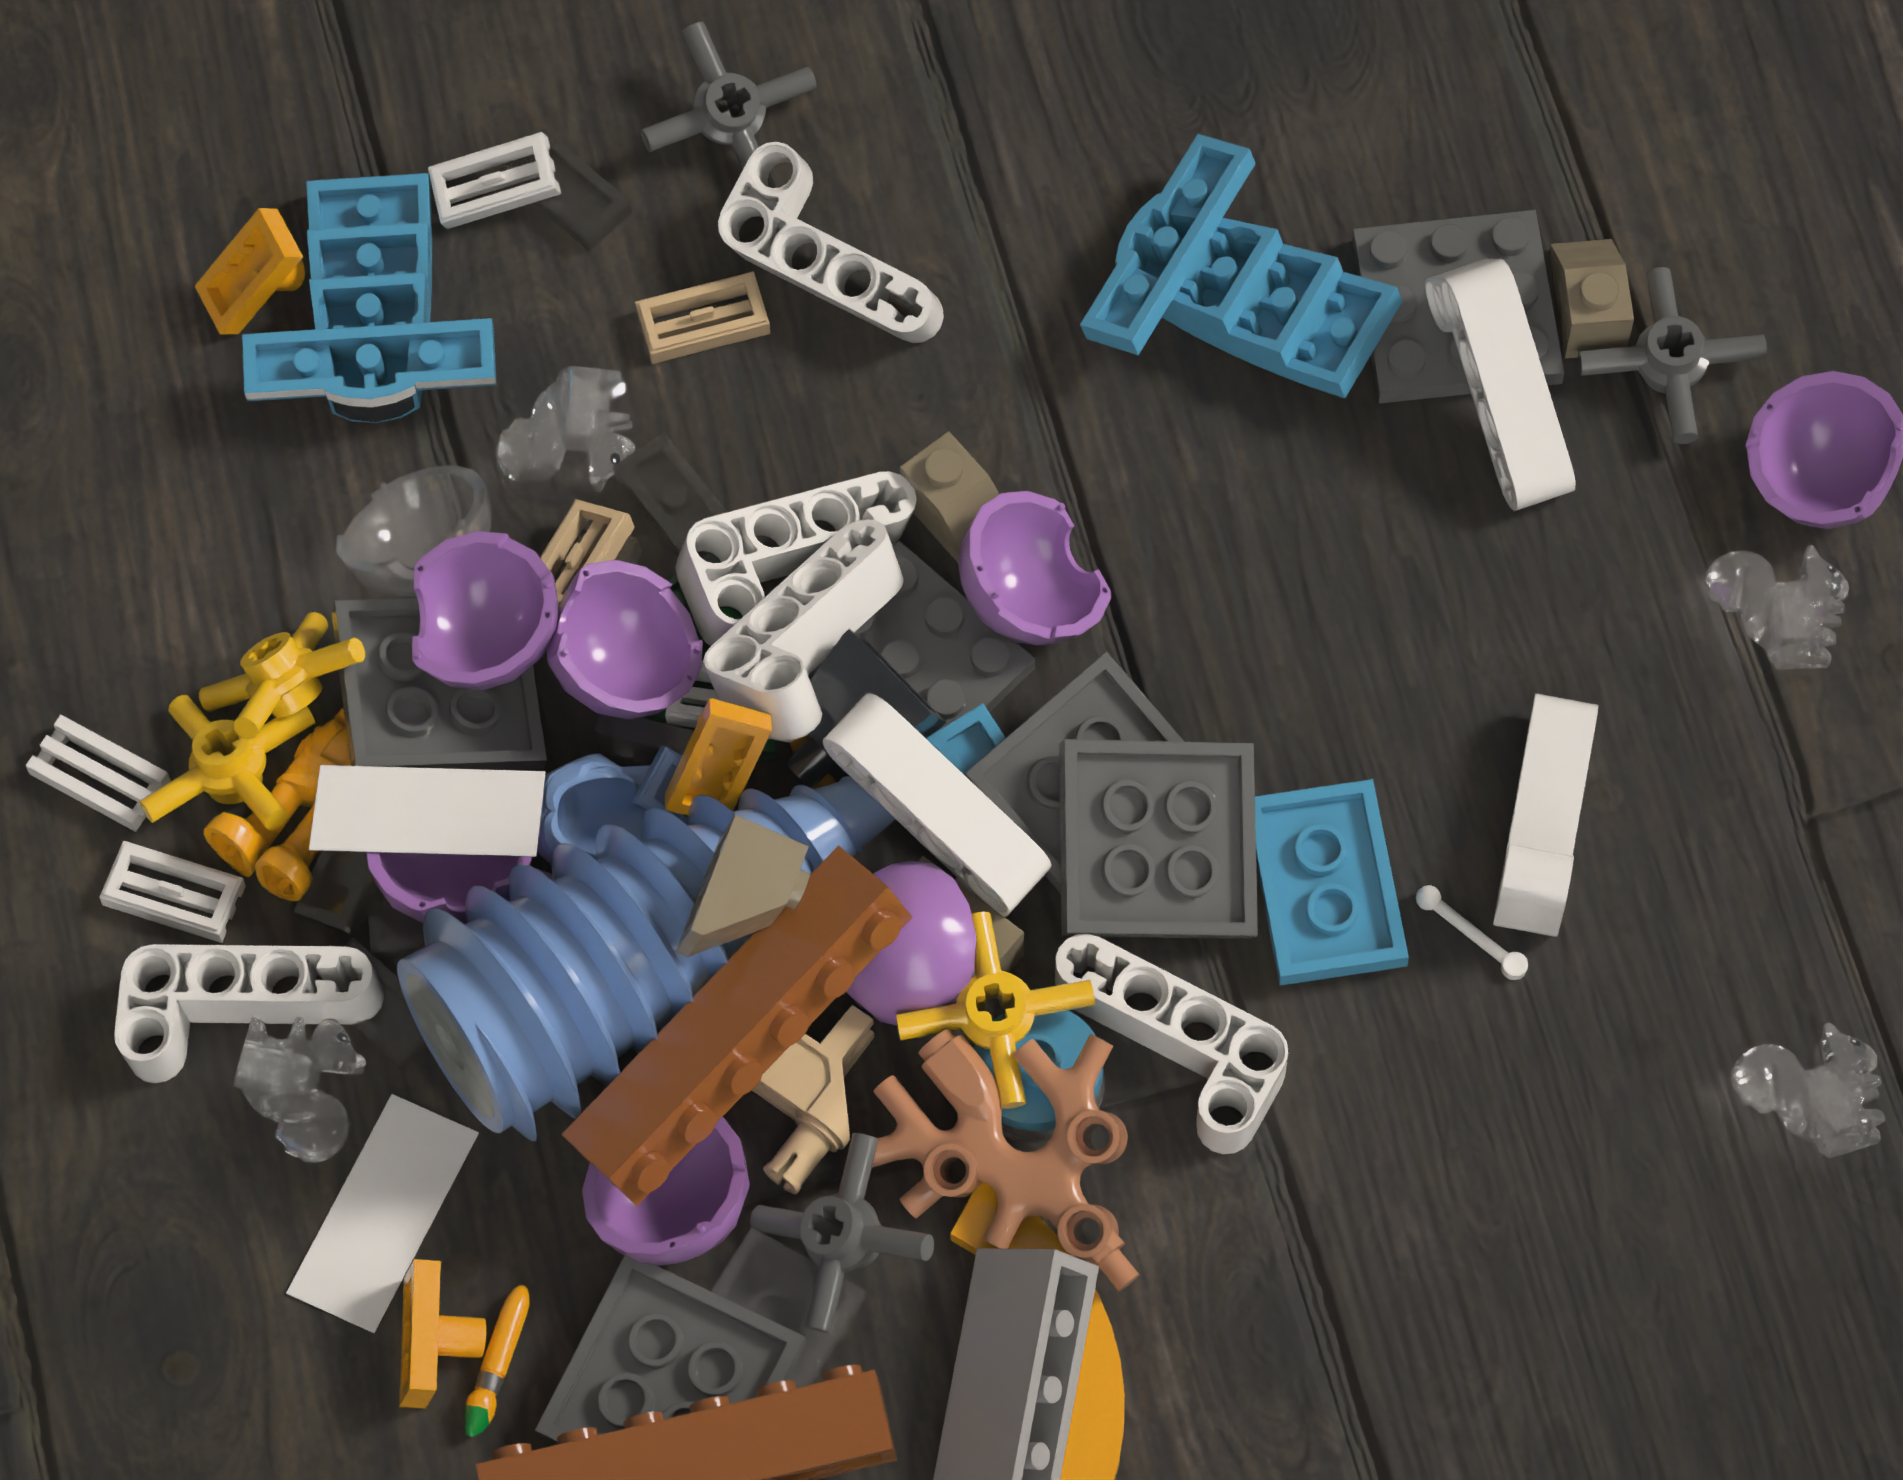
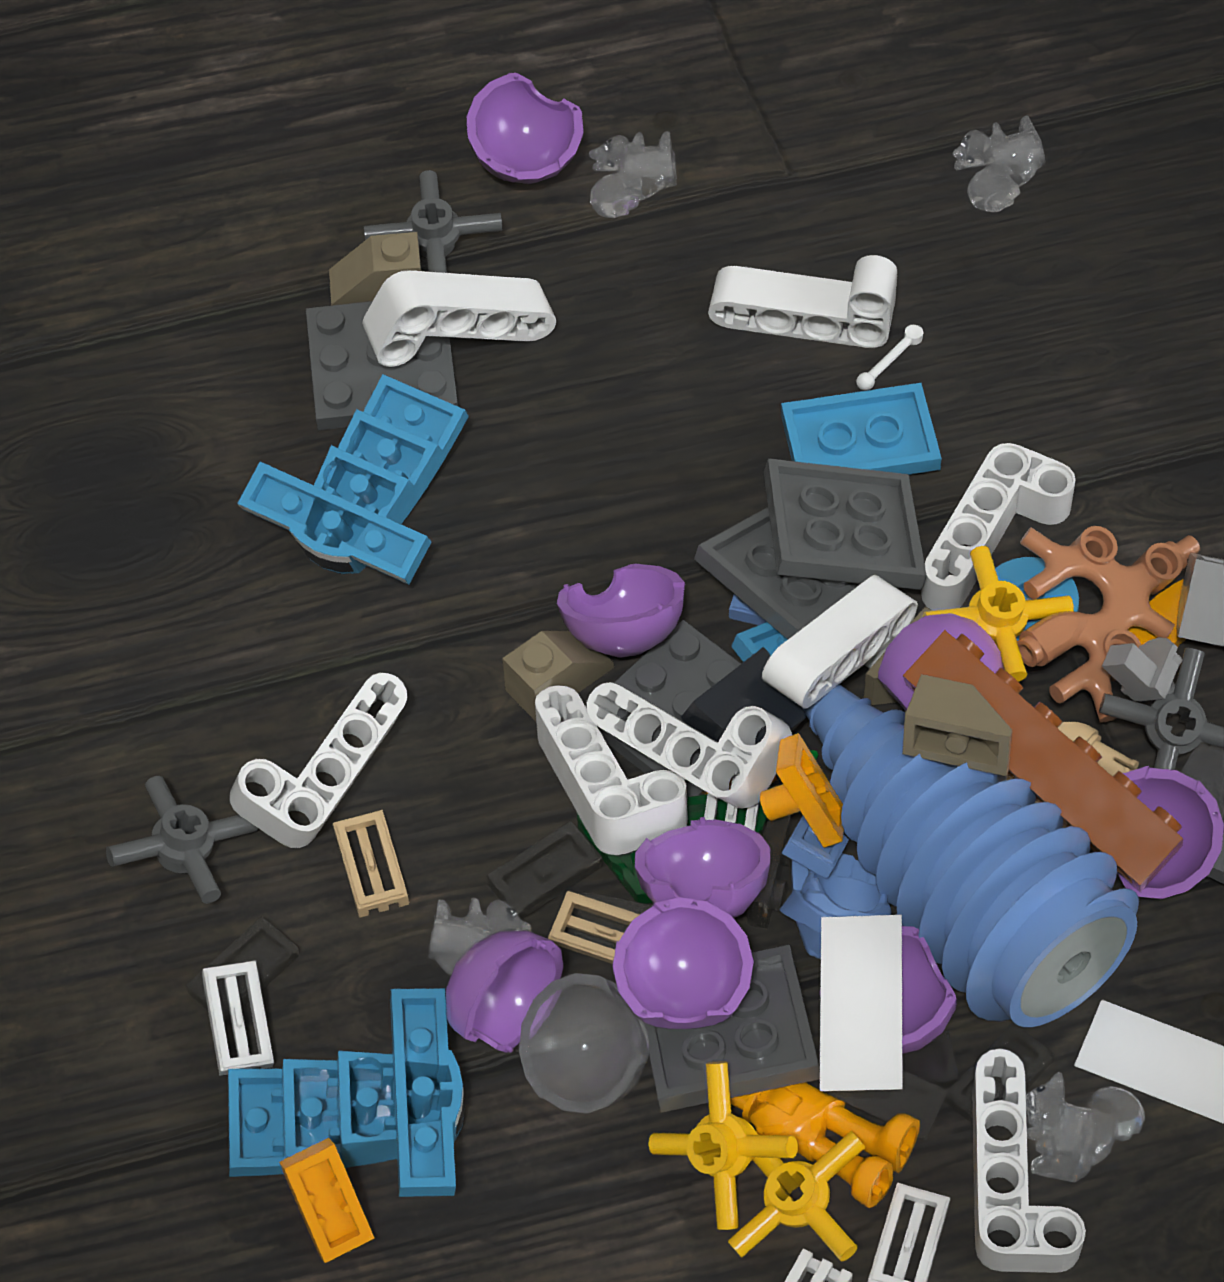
camera: 90 degrees left, 10 degrees down
(481, 424) = (497, 984): none -> medium lavender cylinder
(896, 1191) = (1146, 670): none -> light grey piece

